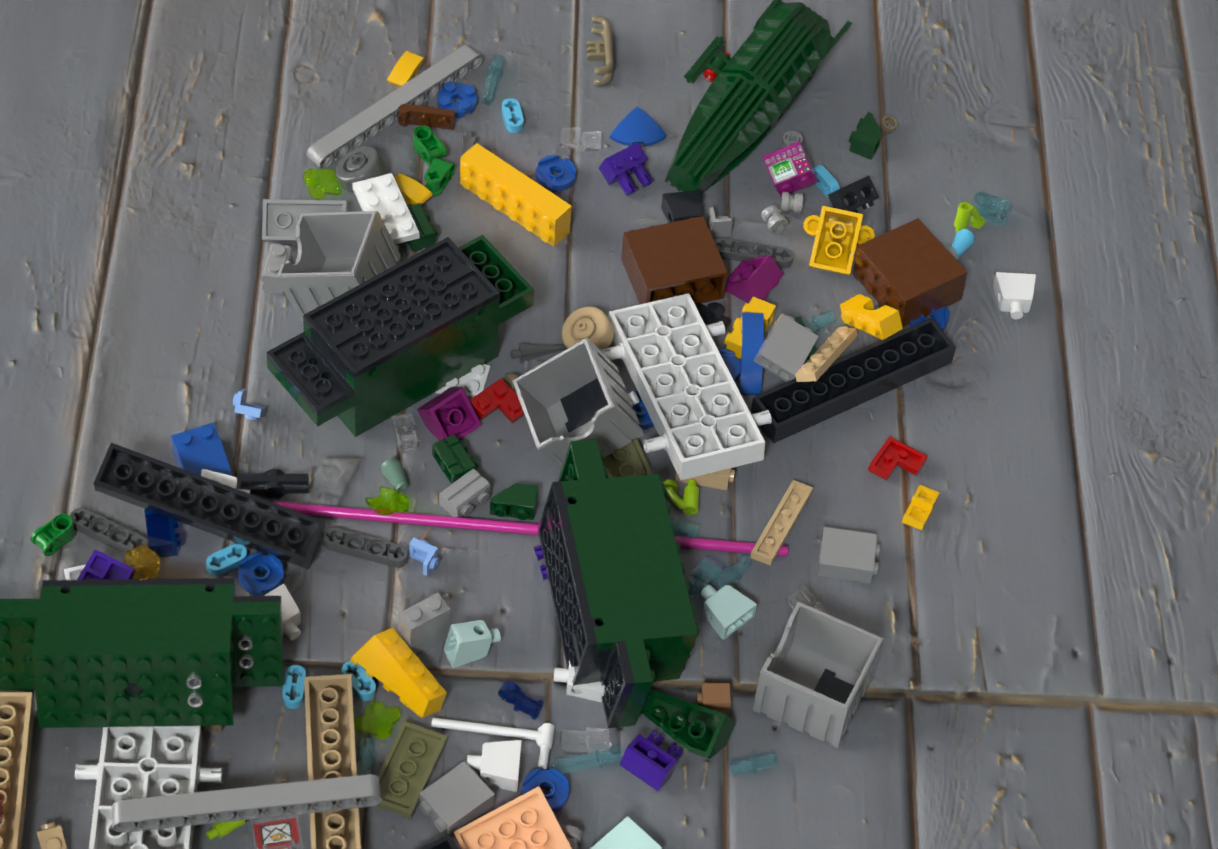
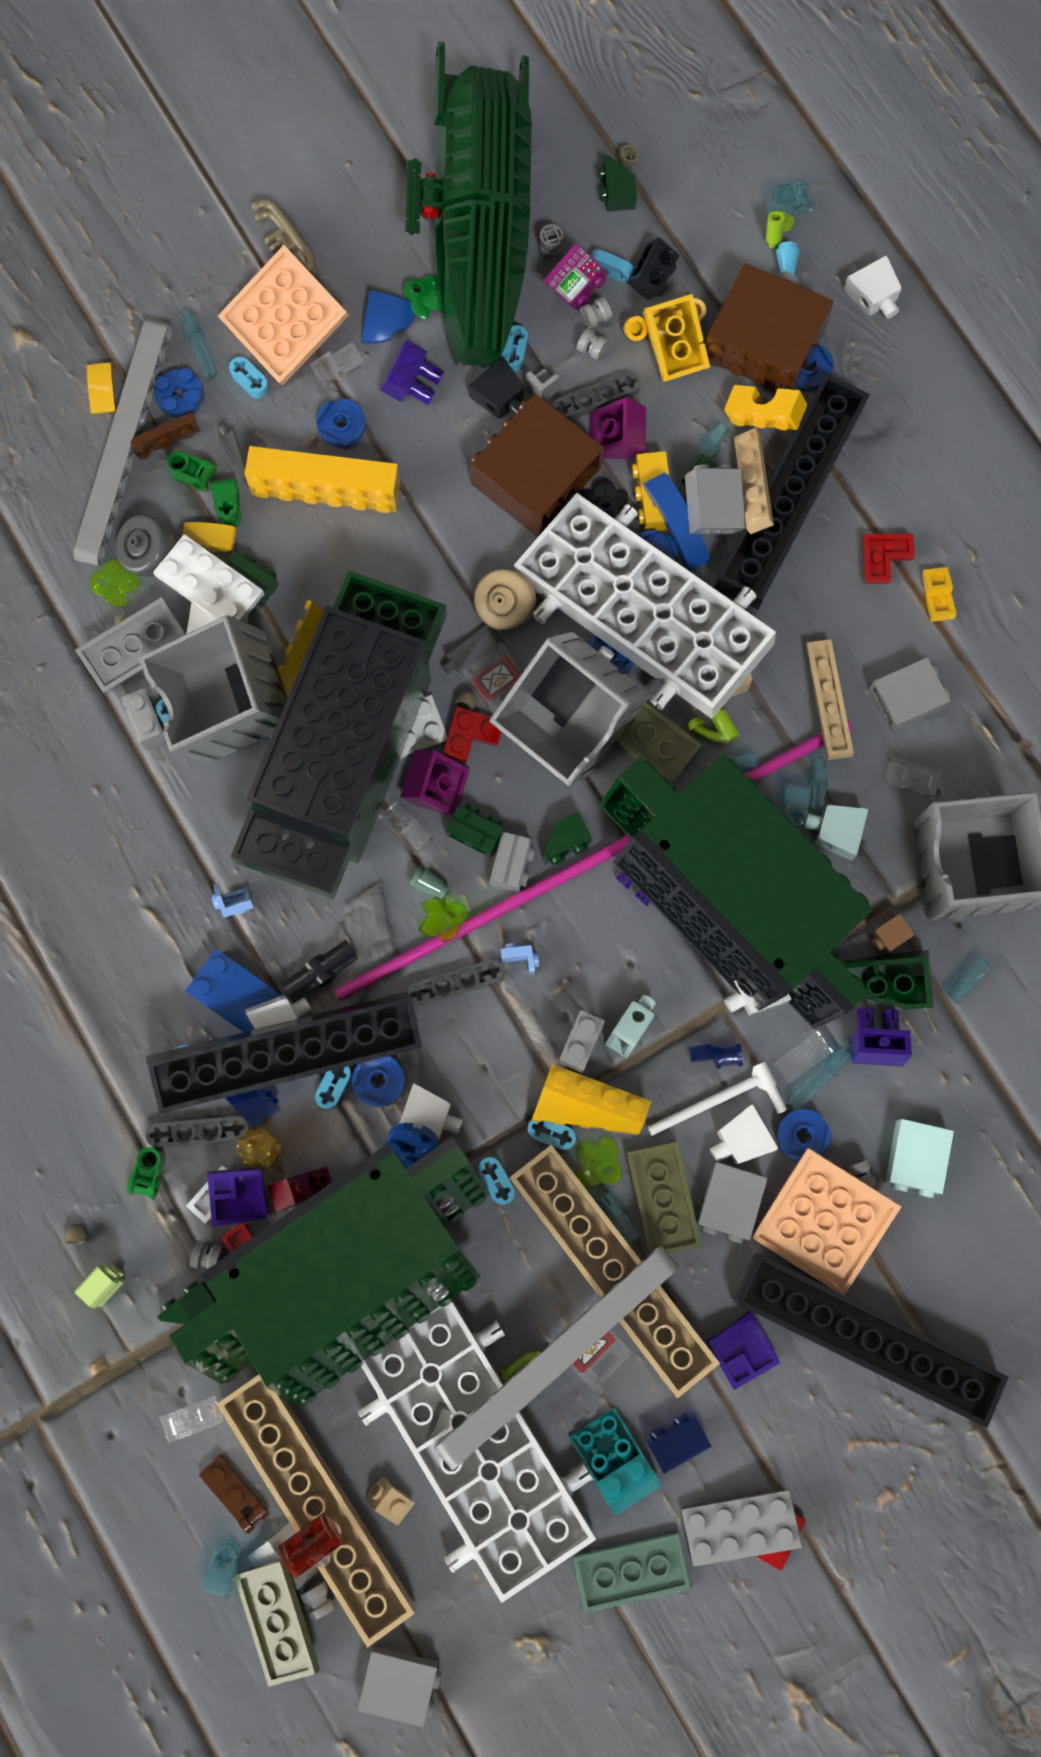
camera: 30 degrees left, 25 degrees up
(563, 89) = (283, 315): none -> light nougat plate
(672, 133) = (426, 299): none -> green plate
(718, 196) = (519, 349): none -> medium azure beam

